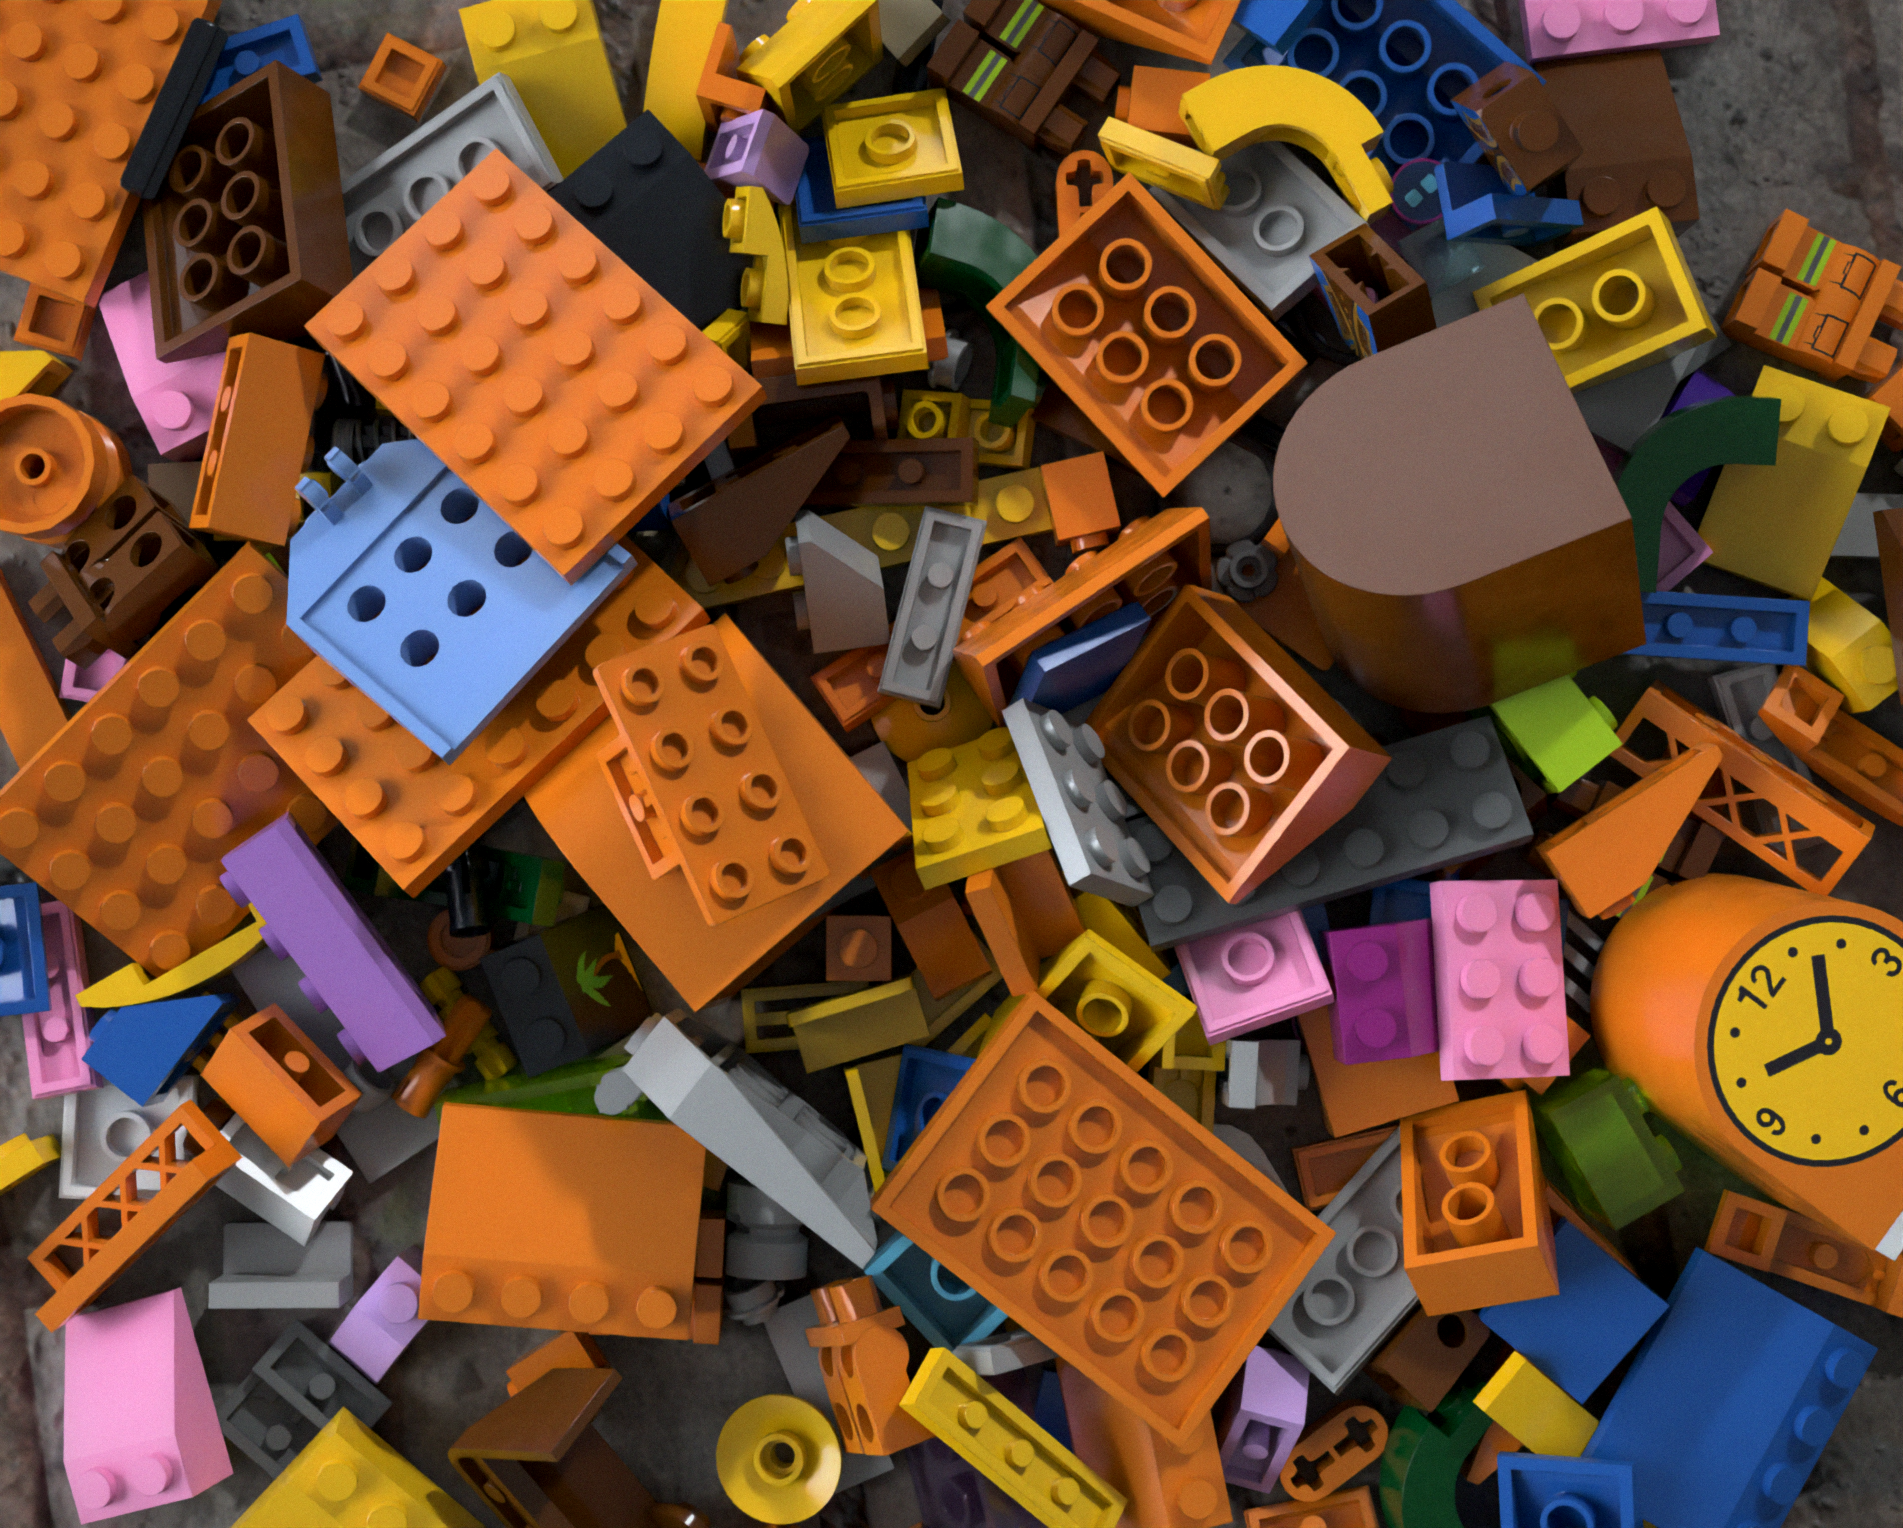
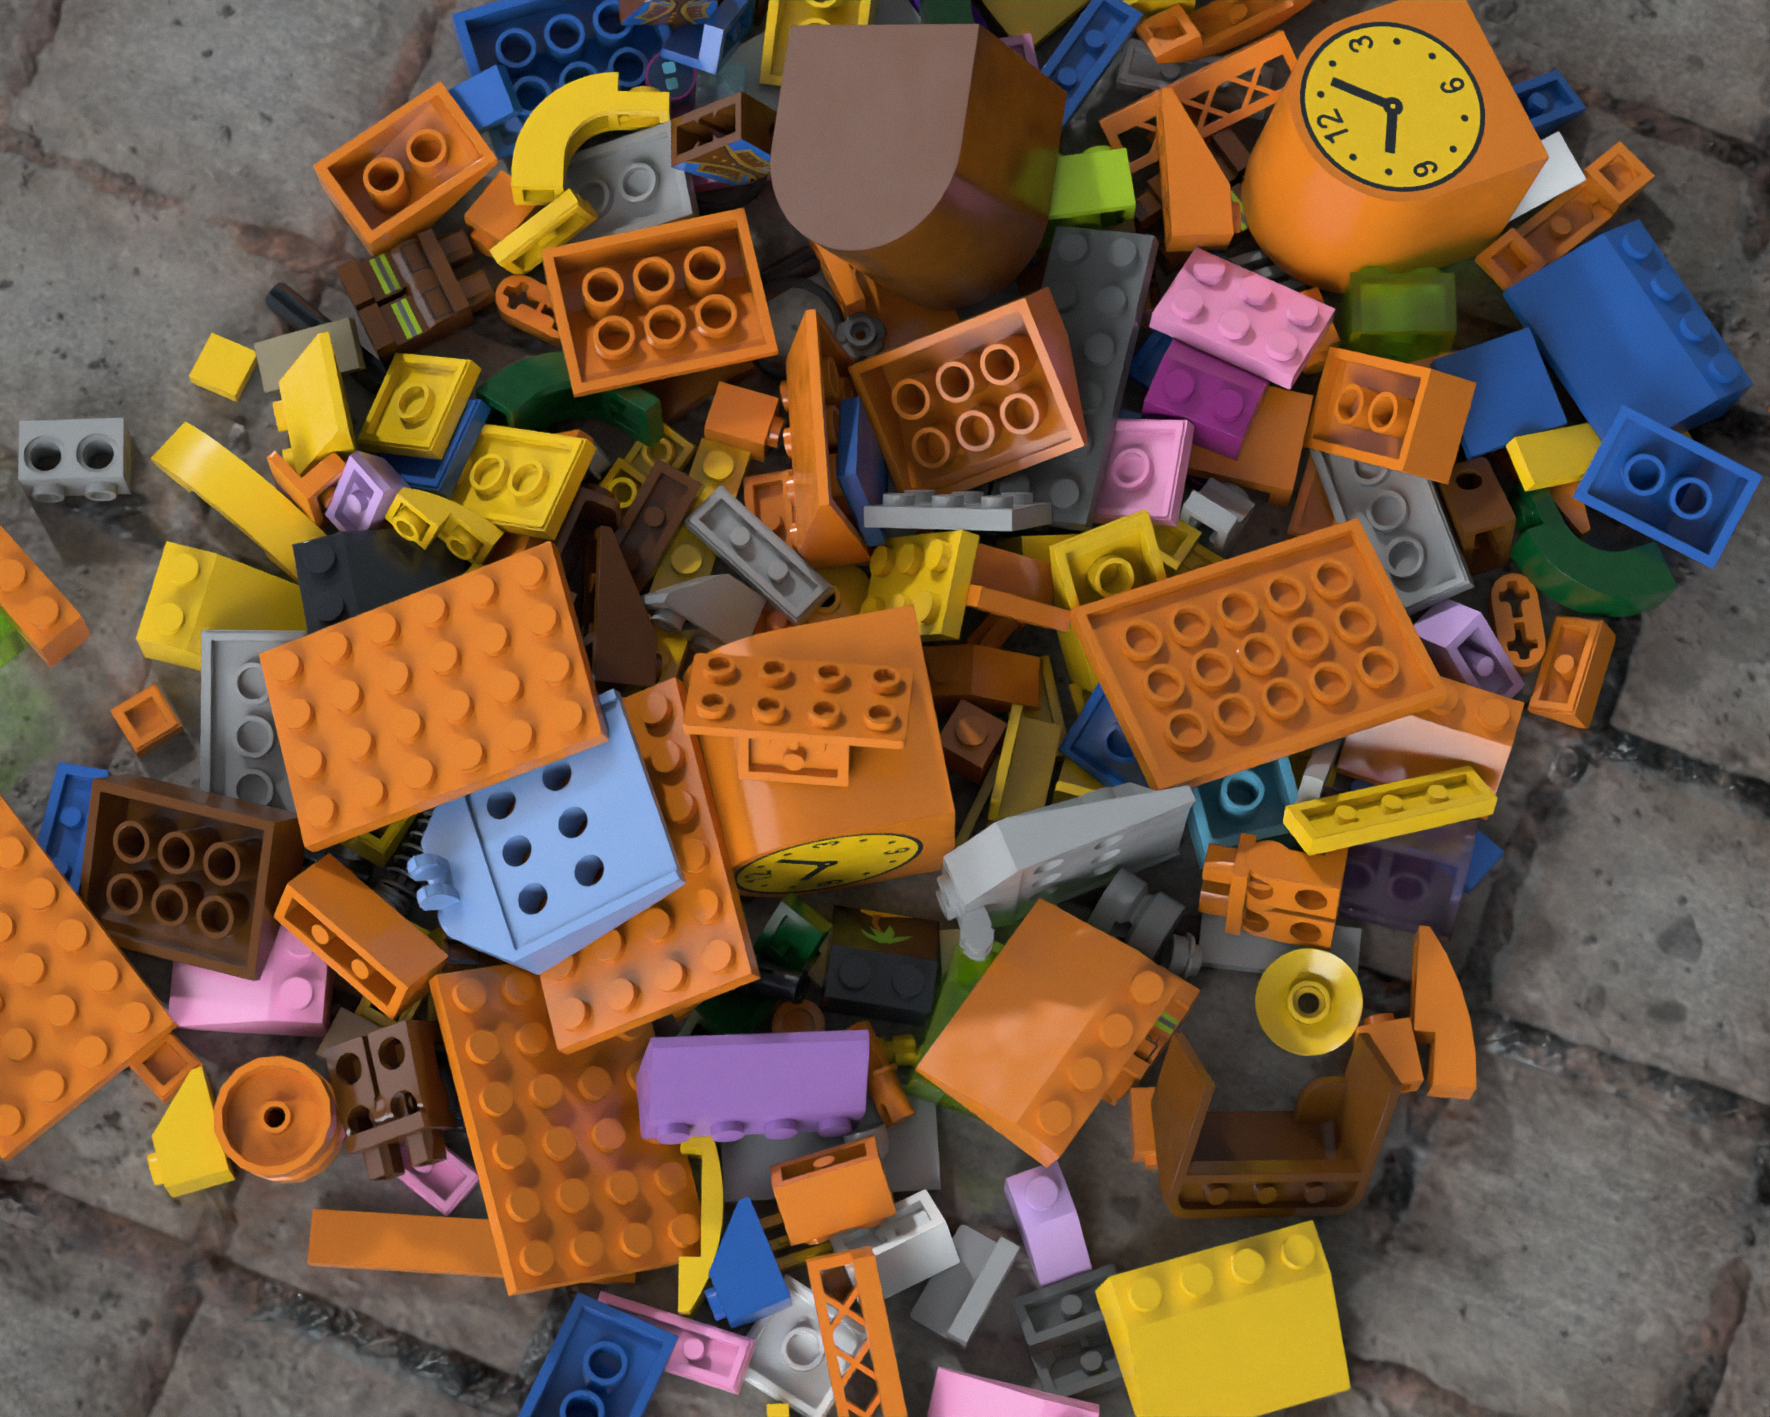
camera: 65 degrees left, 15 degrees down
(174, 109) = (75, 880): black axle -> none

